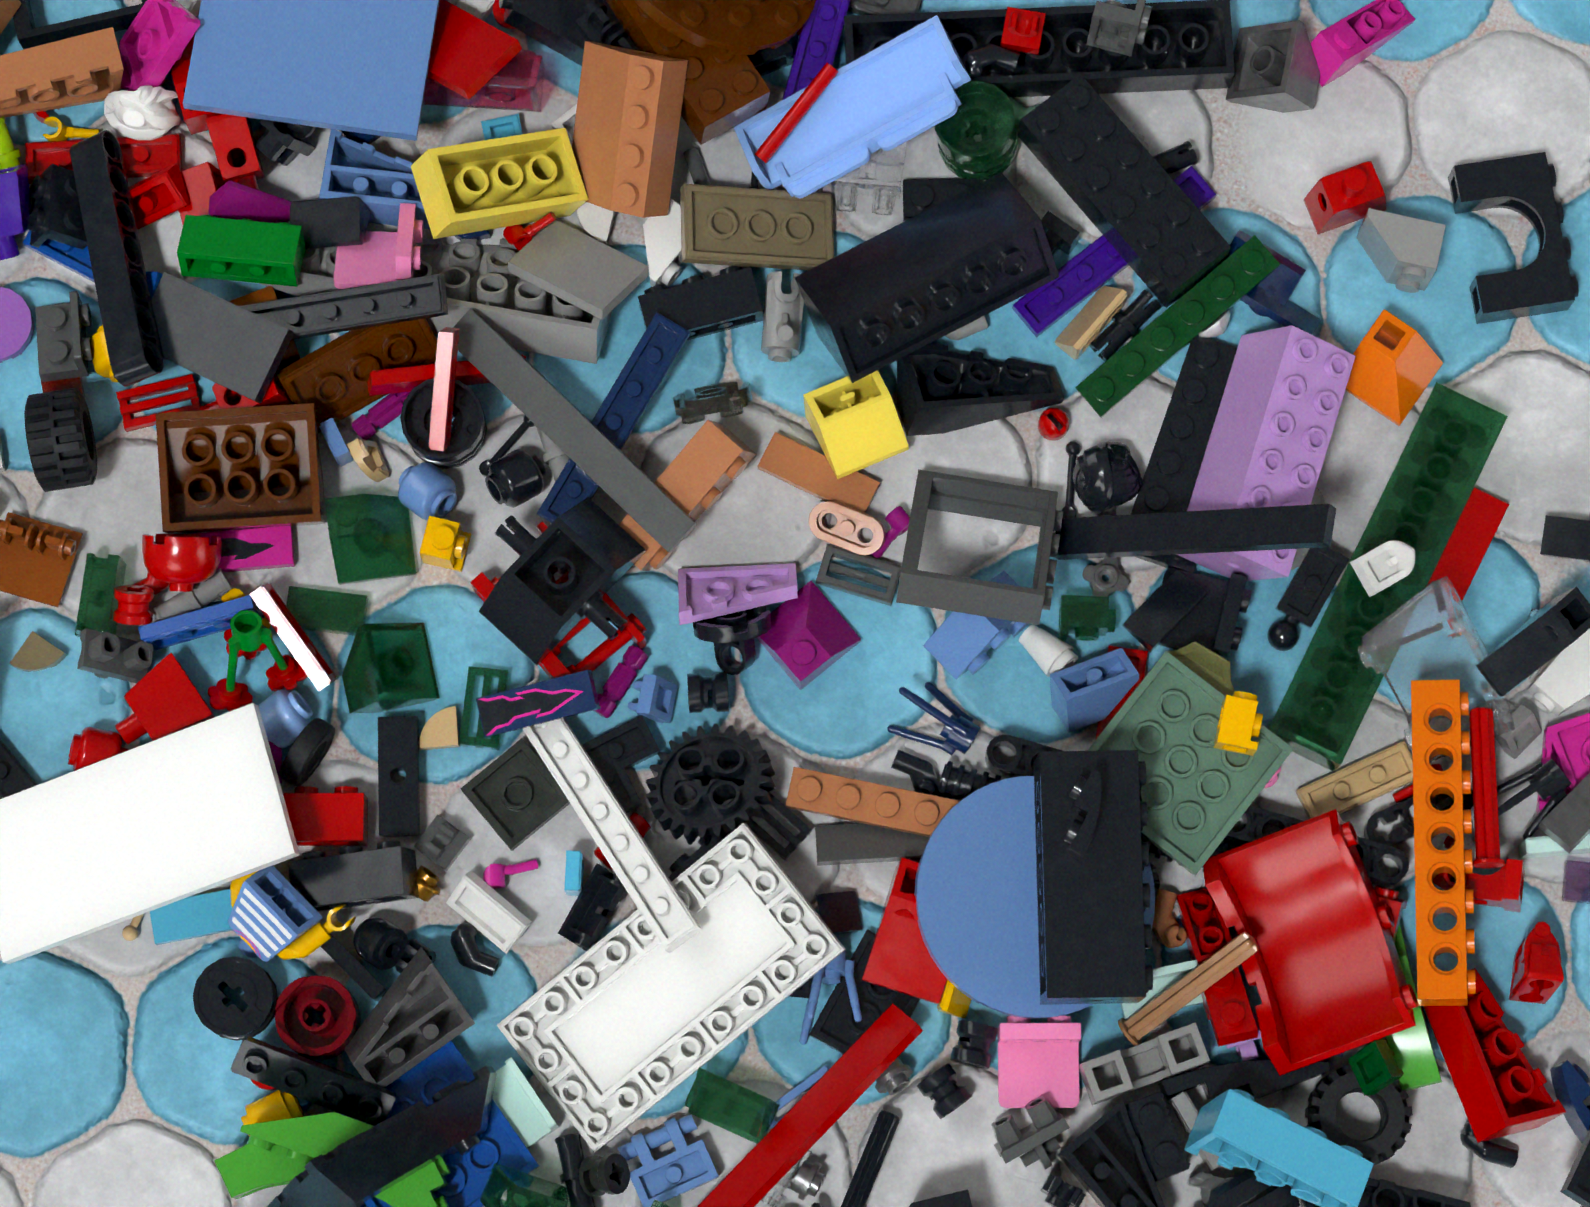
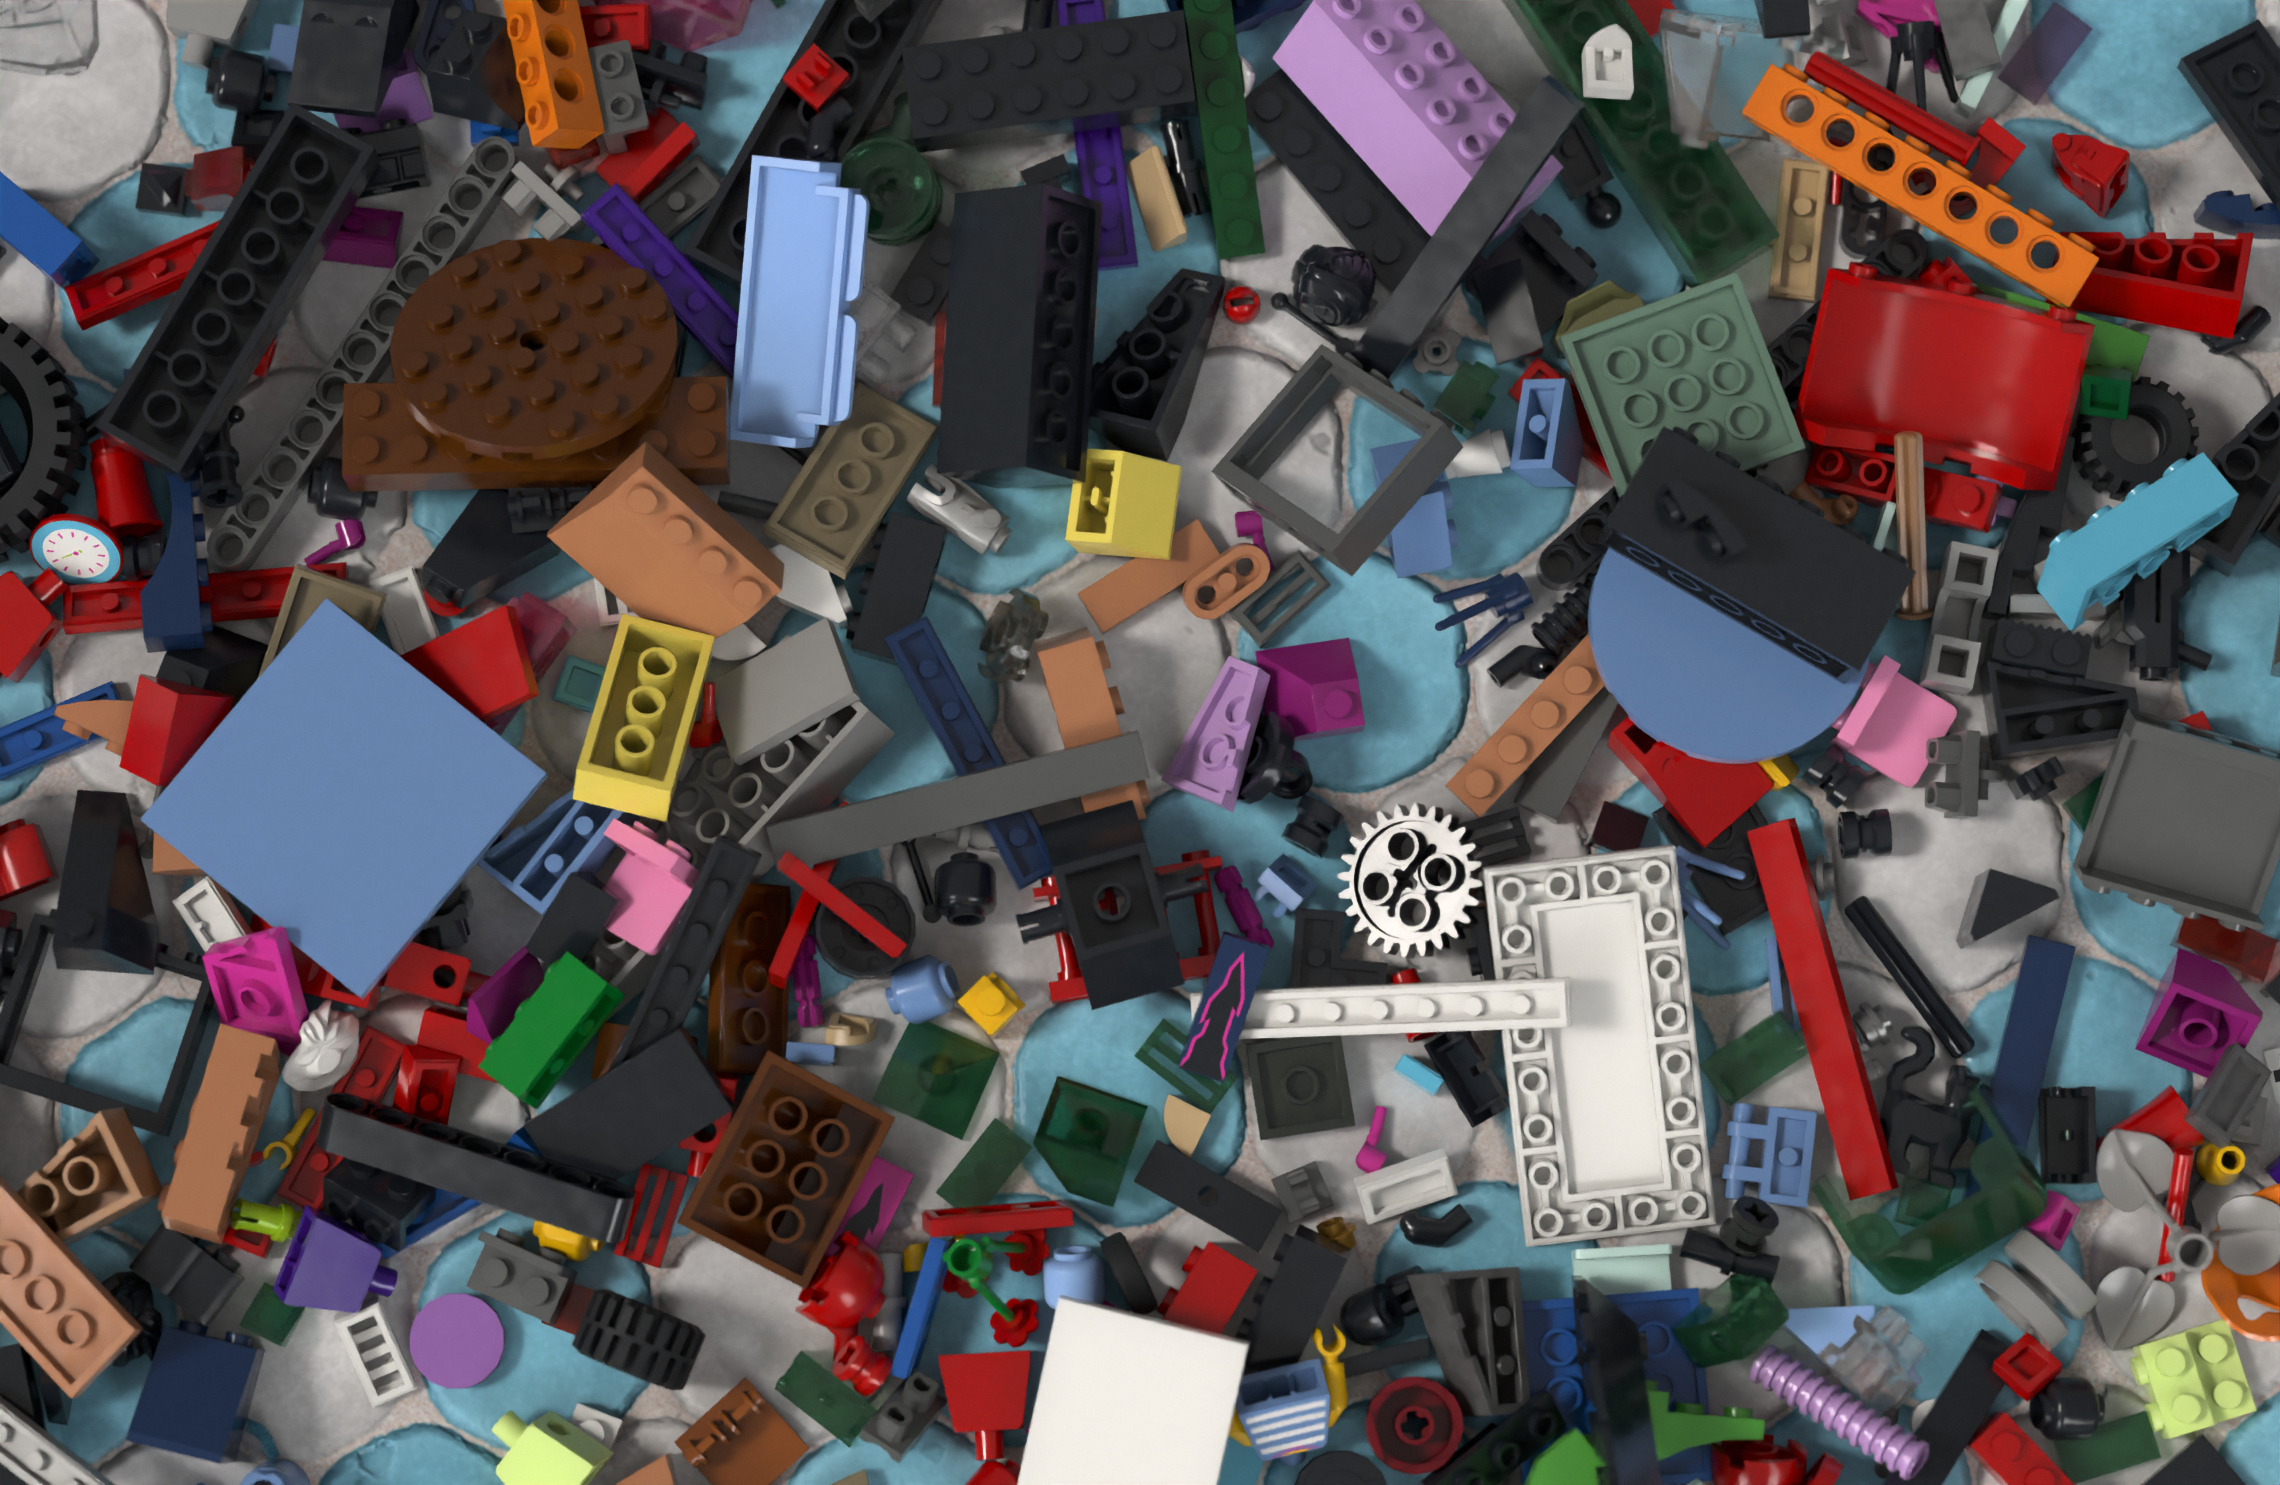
camera: 60 degrees left, 5 degrees up
(796, 112) = (760, 364): red bar -> none
(1238, 723) = (1683, 310): yellow brick -> none

